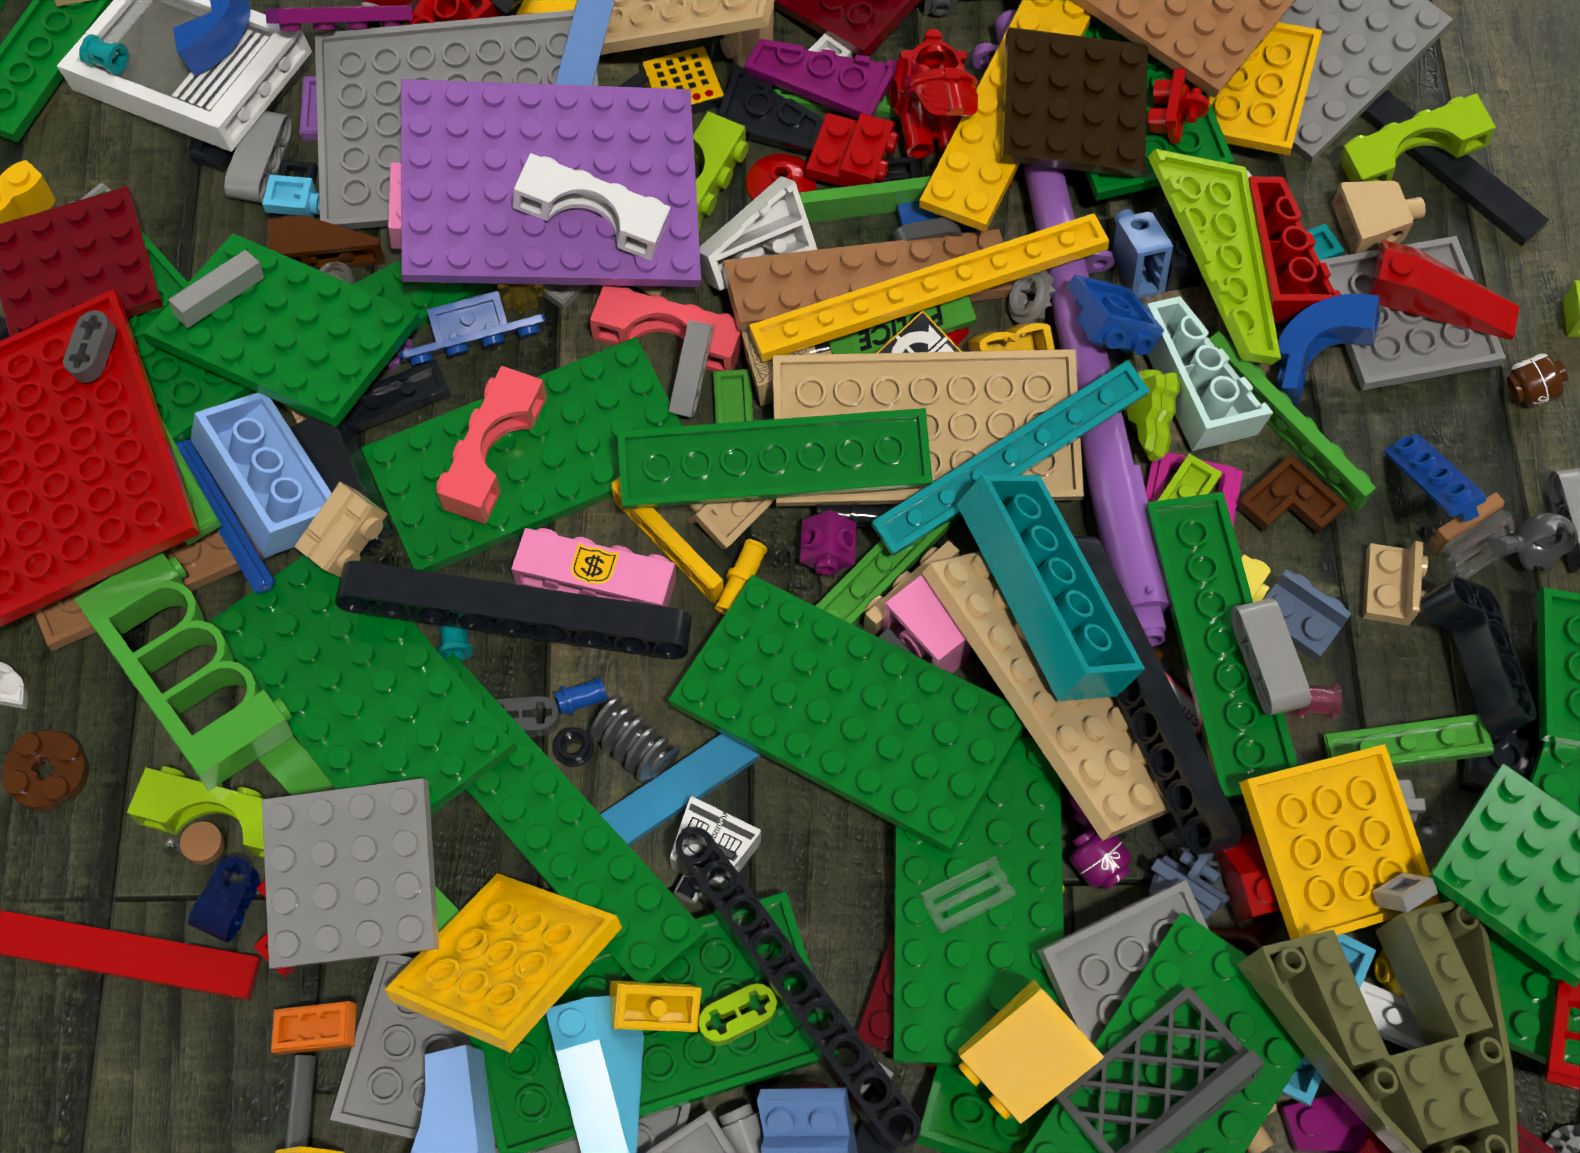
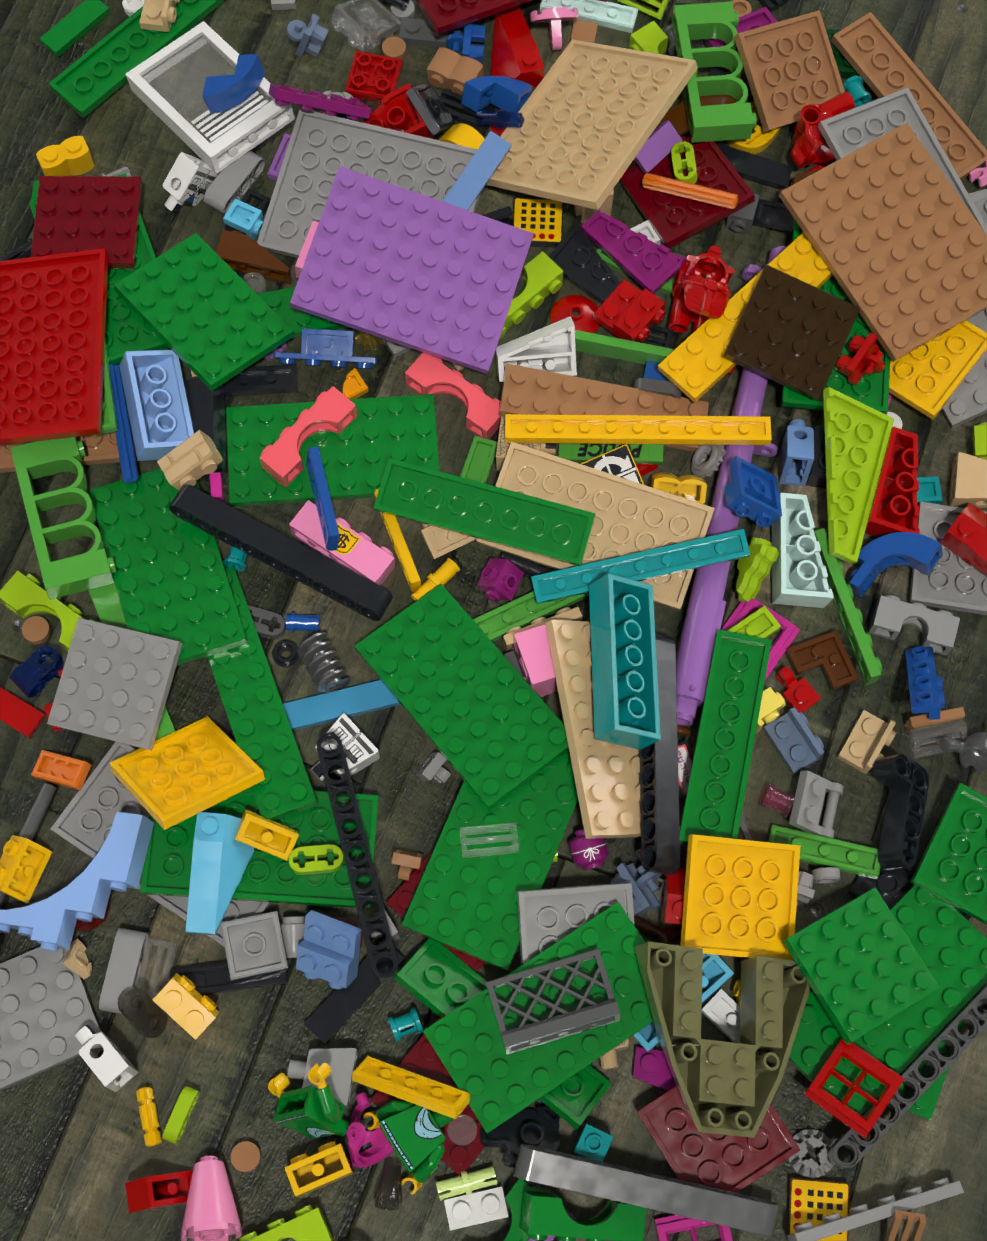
camera: 20 degrees right, 5 degrees up
(91, 346) = (76, 283): dark grey beam -> none
(104, 54) = (161, 81): teal bush -> none
(195, 174) = (187, 181): none -> white torso
(216, 288) = (169, 271): light grey piece -> none
(387, 551) = (217, 486): none -> dark pink tile
(525, 359) = (354, 385): none -> light orange tile
(547, 518) = (322, 499): none -> blue tile
(551, 188) = (407, 276): white arch -> none
(691, 368) = (458, 429): light grey piece -> none
(843, 828) = (432, 769): none -> light grey tile
(861, 969) = (407, 861): none -> medium nougat tile
(1027, 1054) = (482, 950): yellow slope -> none
(1270, 657) = (749, 761): light grey beam -> none
(1277, 551) = (799, 693): none -> red plate
(1361, 689) = (809, 804): none -> light grey plate
(1405, 892) = (766, 944): light grey tile -> none
(1410, 407) = (937, 627): none -> light grey arch
(1425, 774) = (826, 875): none -> light grey tile

